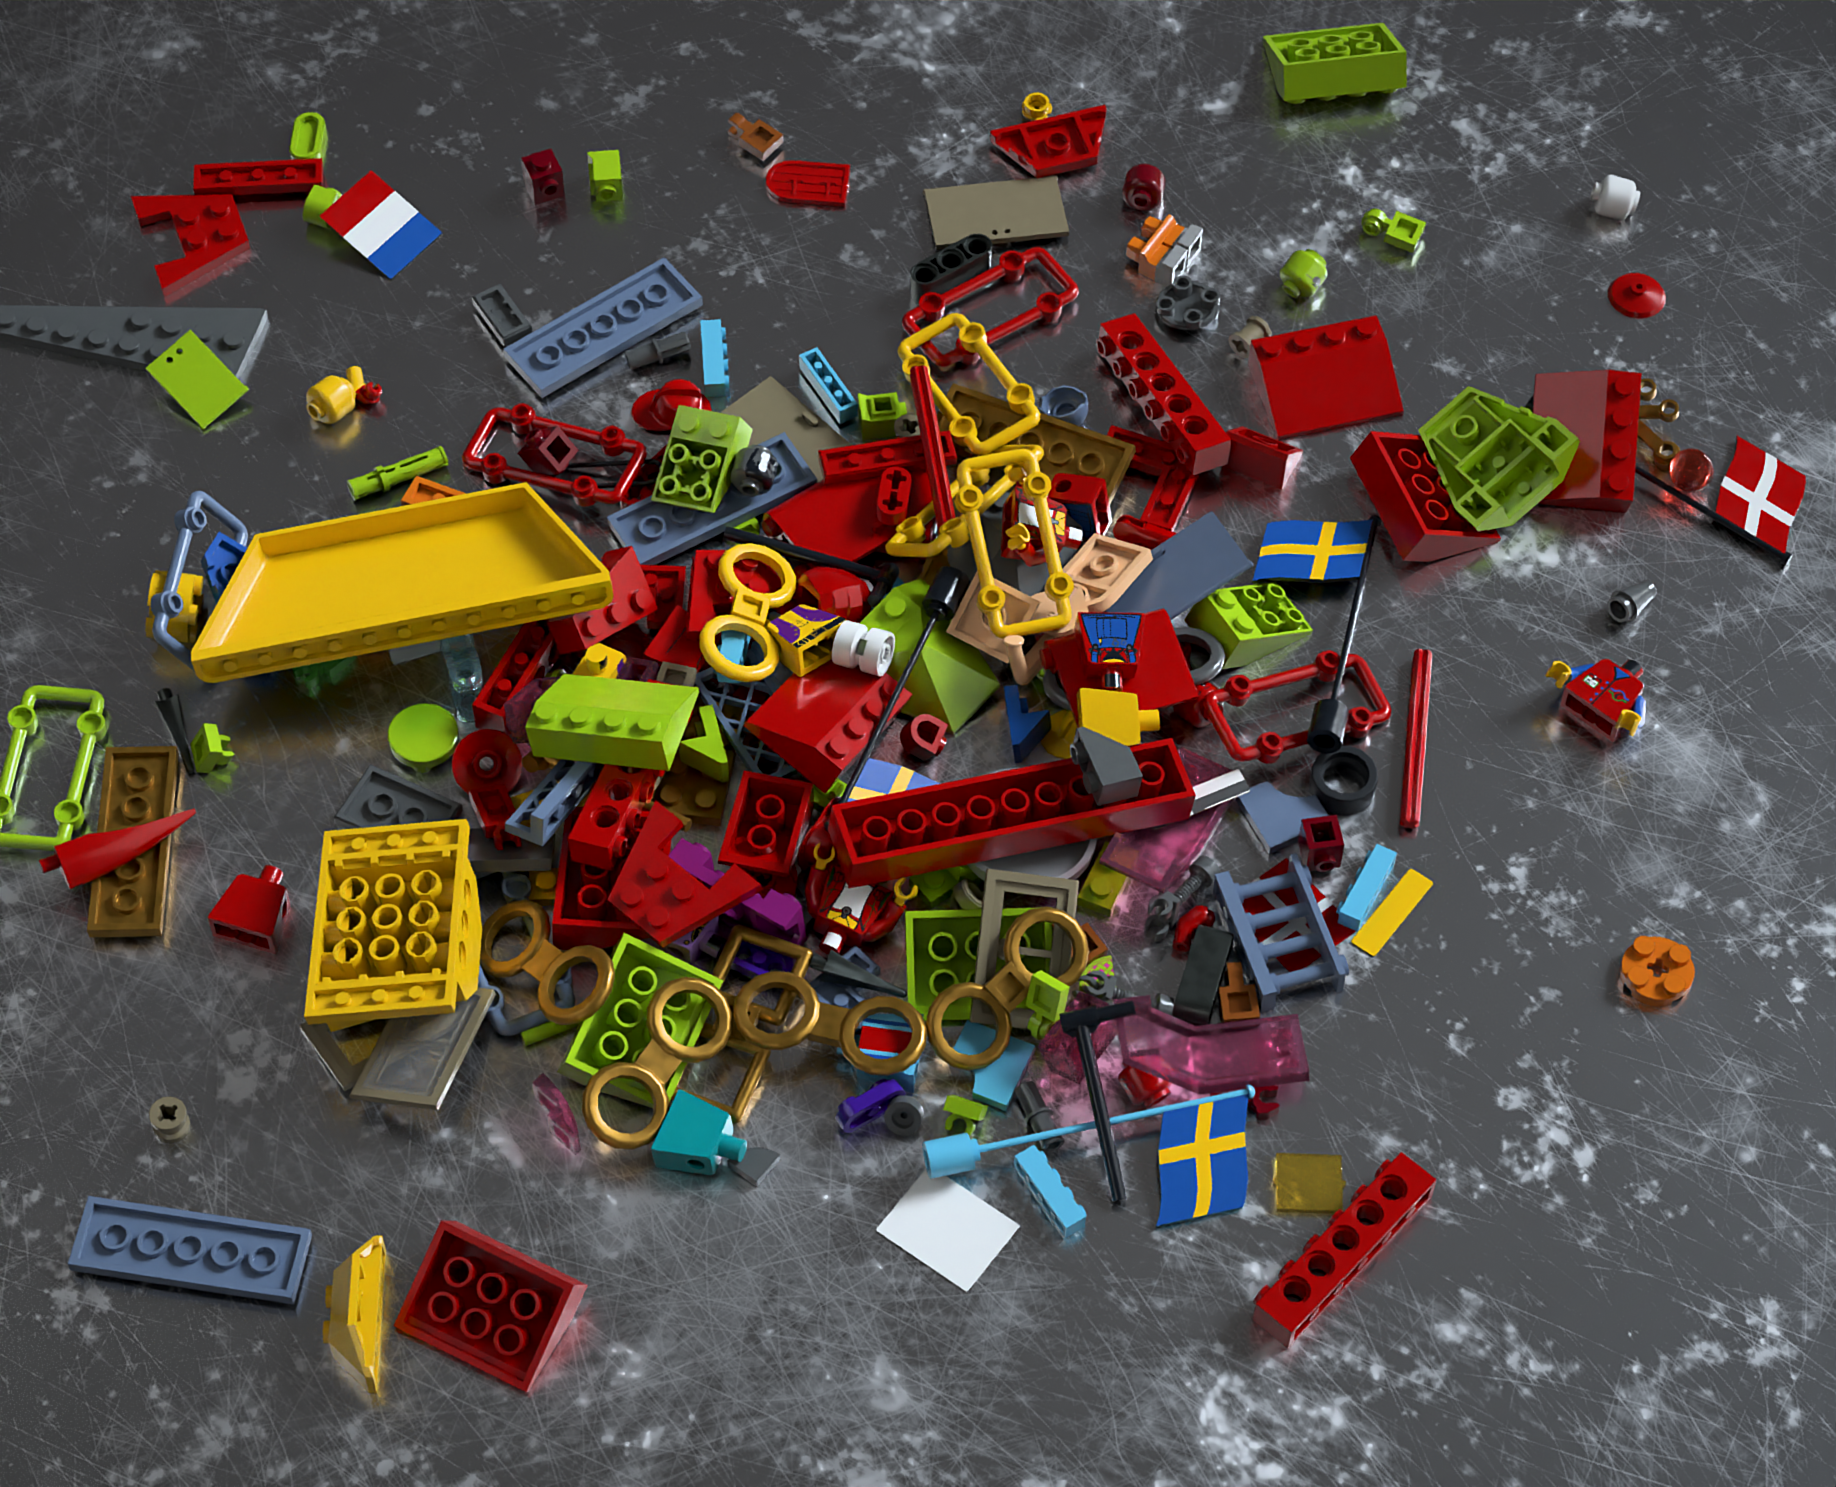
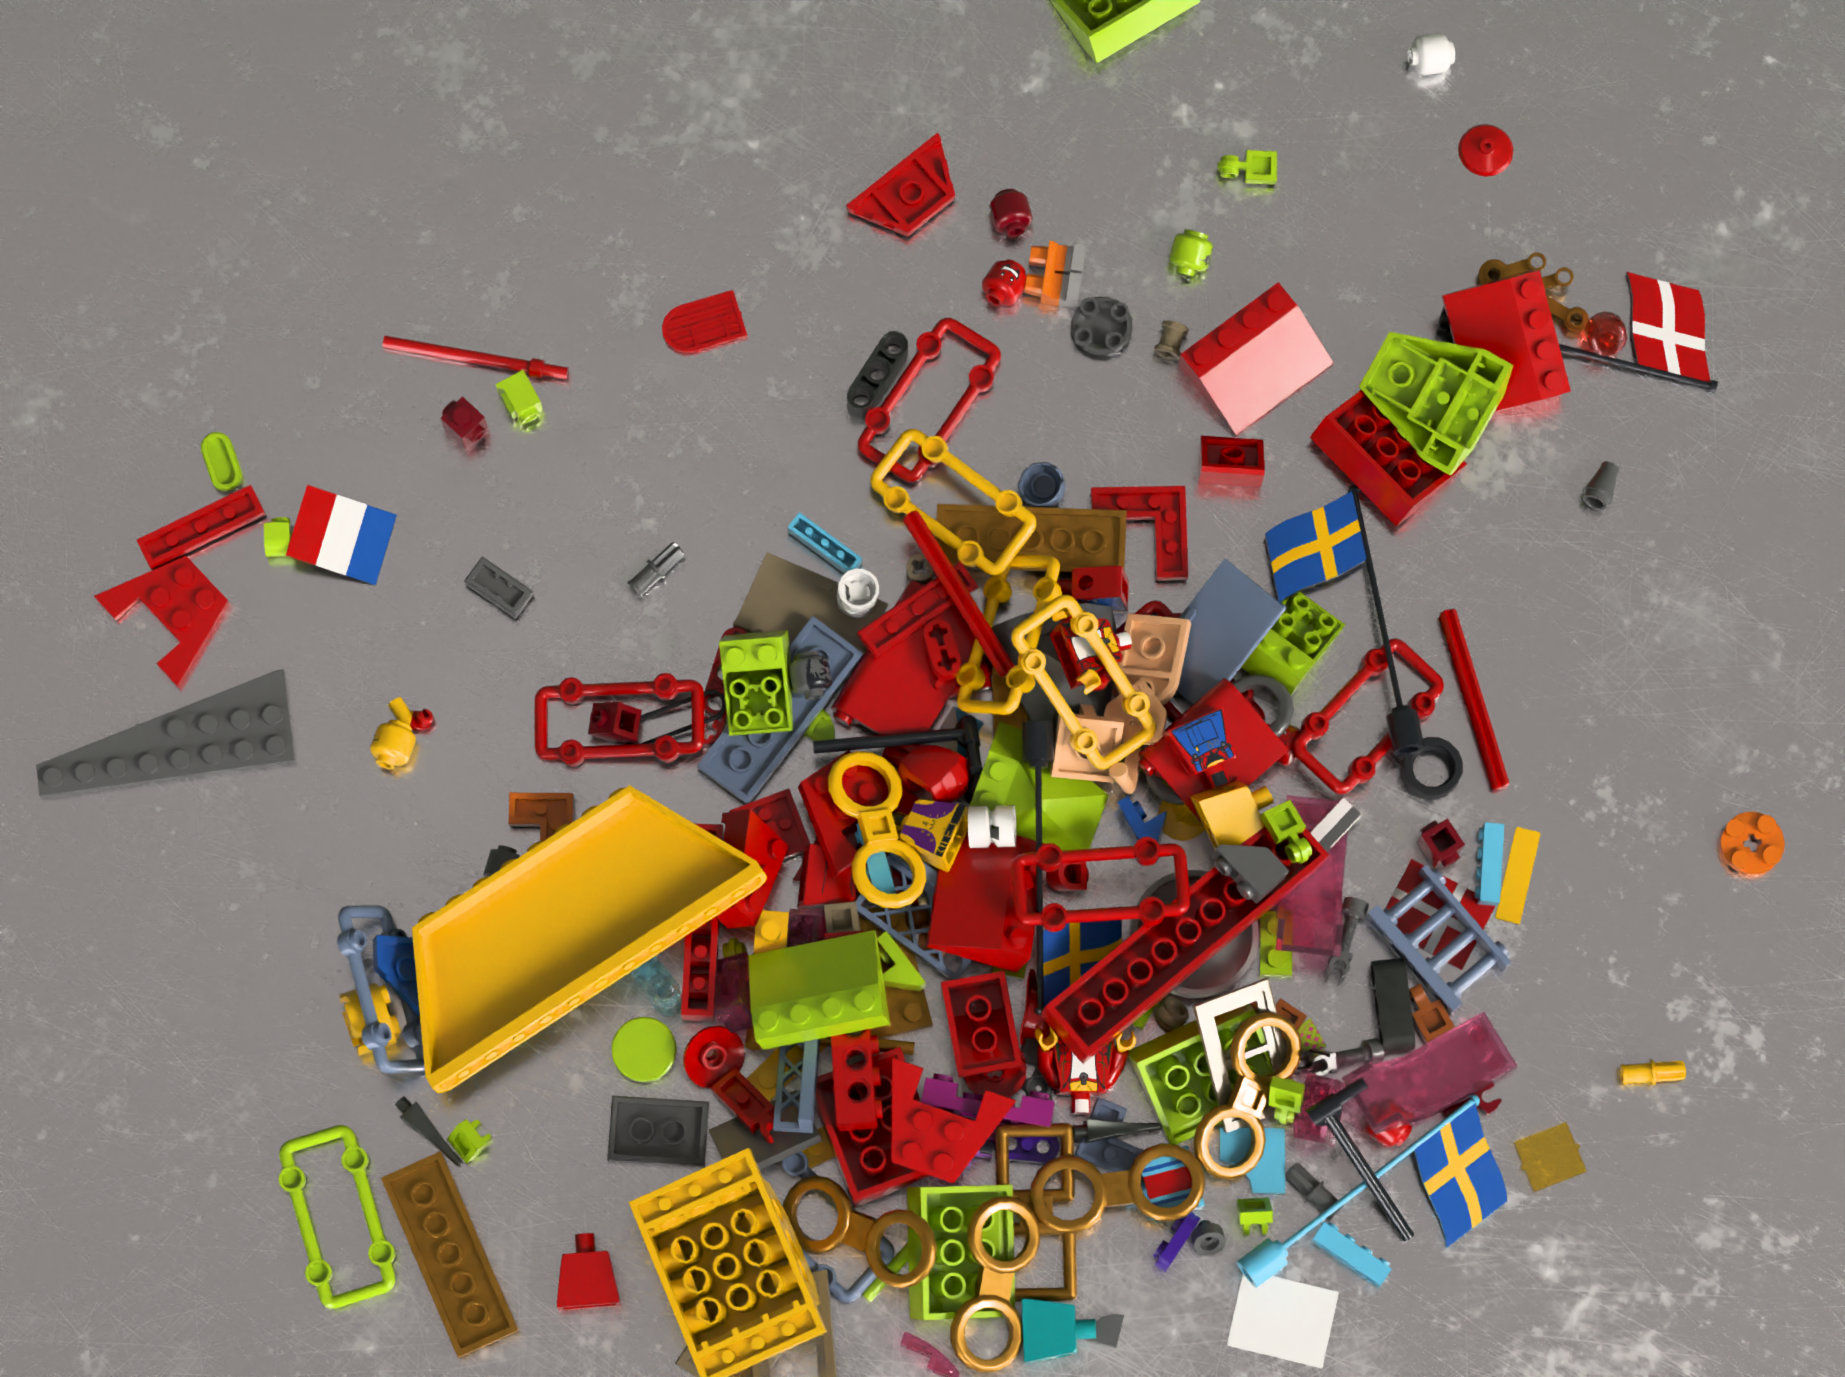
camera: 25 degrees left, 20 degrees up
(100, 853) = (434, 1286): red piece -> none
(196, 379) = (262, 773): lime container -> none
(384, 477) = (513, 765): lime pin -> none
(603, 327) = (596, 563): sand blue plate -> none
(632, 161) = (536, 367): none -> red bar
(658, 407) = (694, 623): red piece -> none
(713, 361) = (708, 555): medium azure piece -> none
(756, 138) = (637, 297): dark orange plate -> none
(836, 423) = (857, 593): none -> white wheel
(879, 414) = (877, 566): lime window -> none
(982, 762) = (1145, 852): none -> red bar
(997, 209) = (886, 285): dark tan container -> none
(1036, 106) = (877, 150): yellow plate -> none
(1109, 238) = (1005, 282): none -> red head
(1140, 533) = (1166, 590): red bar -> none
(1161, 744) = (1285, 823): none -> lime plate
(1163, 394) = (1069, 385): red brick -> none
(1188, 923) = (1362, 955): red arm -> none
(1276, 815) = (1395, 824): sand blue tile -> none
(1289, 1319) = (1637, 1133): red brick -> none
(1456, 1141) = (1652, 1072): none -> yellow axle
(1603, 695) = (1617, 596): red torso -> none

